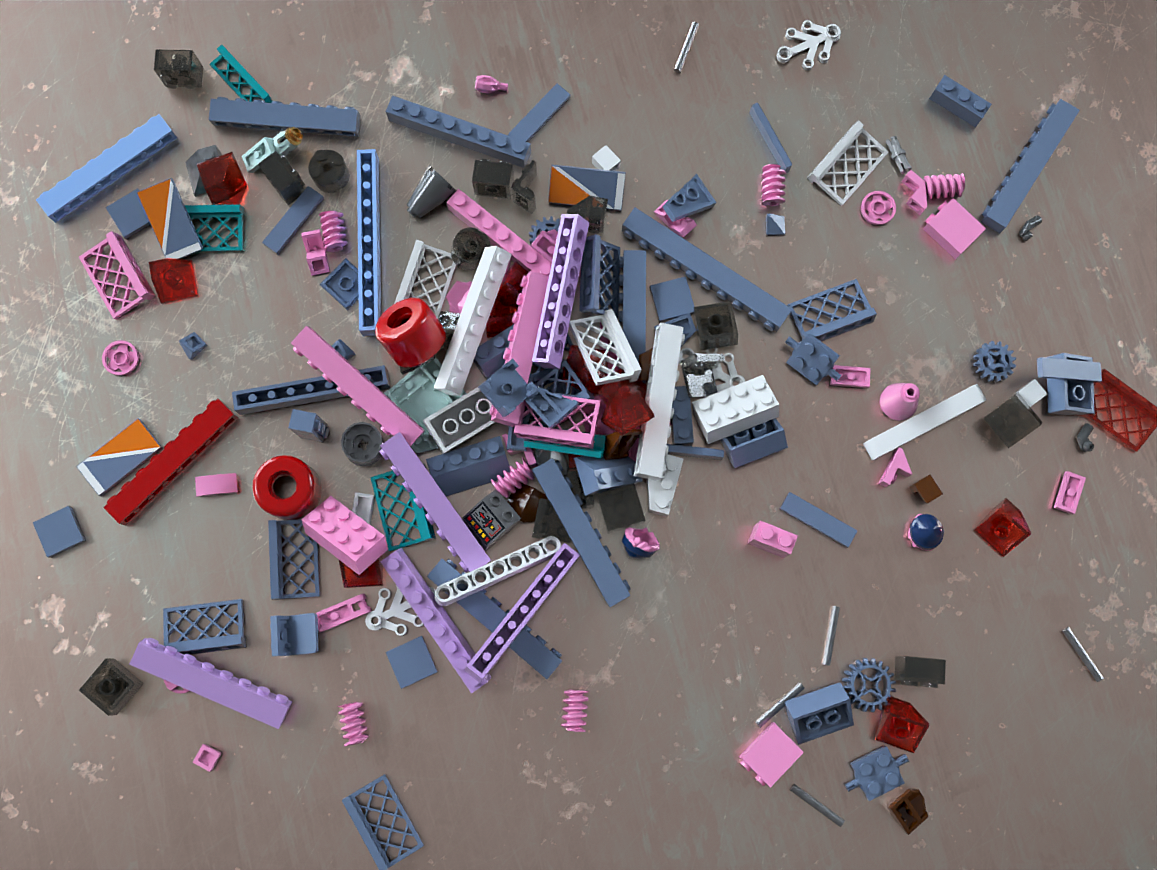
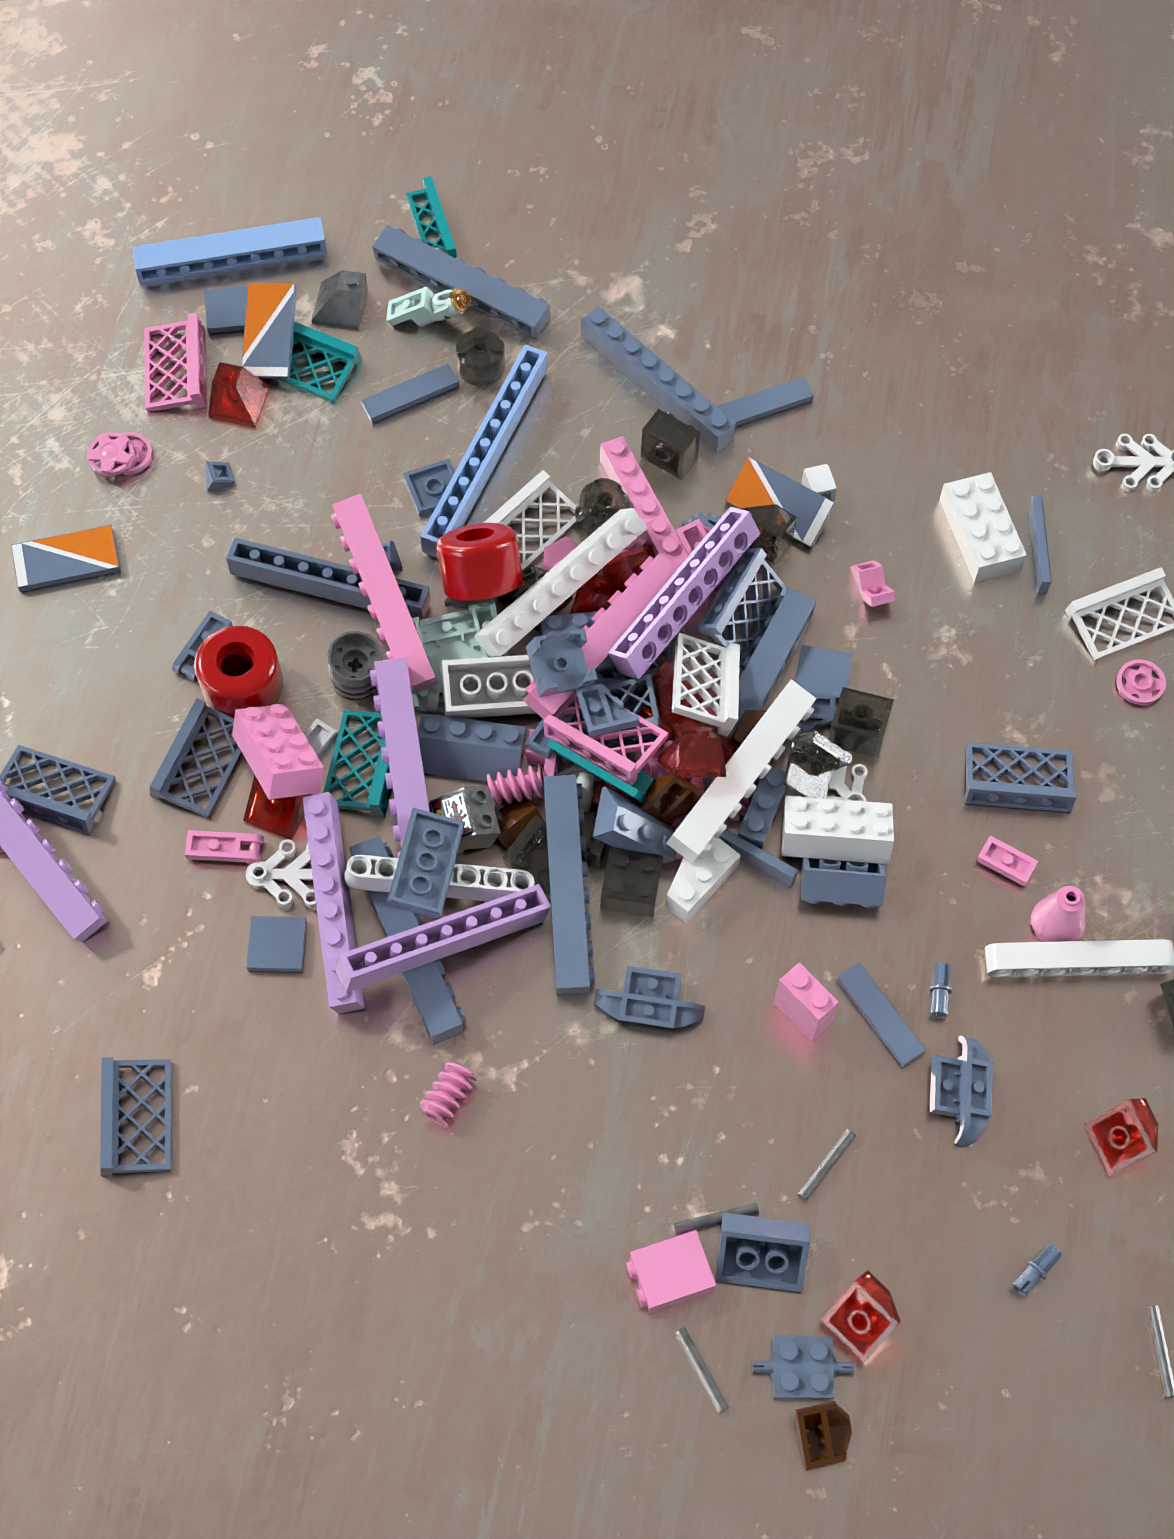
camera: 25 degrees right, 15 degrees down
(108, 365) = (110, 453): none -> bright pink wheel
(170, 462) = (120, 587): red brick -> none
(178, 68) = (368, 180): clear smoke brick -> none
(216, 484) = (159, 635): bright pink slope -> none
(221, 178) = (353, 311): clear red slope -> none
(249, 465) = (209, 625): none -> sand blue plate
(282, 177) = (423, 339): clear smoke brick -> none
(294, 634) = (152, 842): sand blue bracket -> none
(308, 426) = (302, 612): sand blue brick -> none
(316, 254) = (418, 437): bright pink slope -> none
(332, 231) = (450, 422): bright pink piece -> none
(353, 723) = (164, 978): bright pink piece -> none
(428, 448) = (431, 702): none -> flat silver tile
(429, 193) = (585, 428): dark grey cone -> none
(486, 568) = (426, 863): none -> sand blue tile
(488, 84) = (720, 345): bright pink piece -> none
(522, 194) = (701, 466): clear smoke bracket -> none
(640, 543) = (633, 934): bright pink hair -> none
(670, 583) = (650, 999): none -> sand blue plate
(687, 44) = (984, 403): bar -> none
(689, 200) = (900, 568): sand blue wing -> none
(705, 269) = (883, 658): sand blue brick -> none
(728, 143) = (982, 527): none -> white brick
(773, 185) = (1015, 597): bright pink piece -> none
(775, 224) = (997, 645): sand blue slope -> none
(813, 359) = (967, 815): sand blue plate -> none
(848, 484) = (941, 990): none -> sand blue axle
(862, 690) = (868, 1238): sand blue gear -> none
(892, 544) = (963, 1089): none -> sand blue plate
(897, 463) = (1015, 993): bright pink slope -> none
(916, 669) = (923, 1257): clear smoke brick -> none
(926, 532) = (1016, 1093): dark blue hair -> none
(927, 489) = (1042, 1038): reddish brown panel -> none
(988, 640) = (1037, 1269): none -> sand blue axle

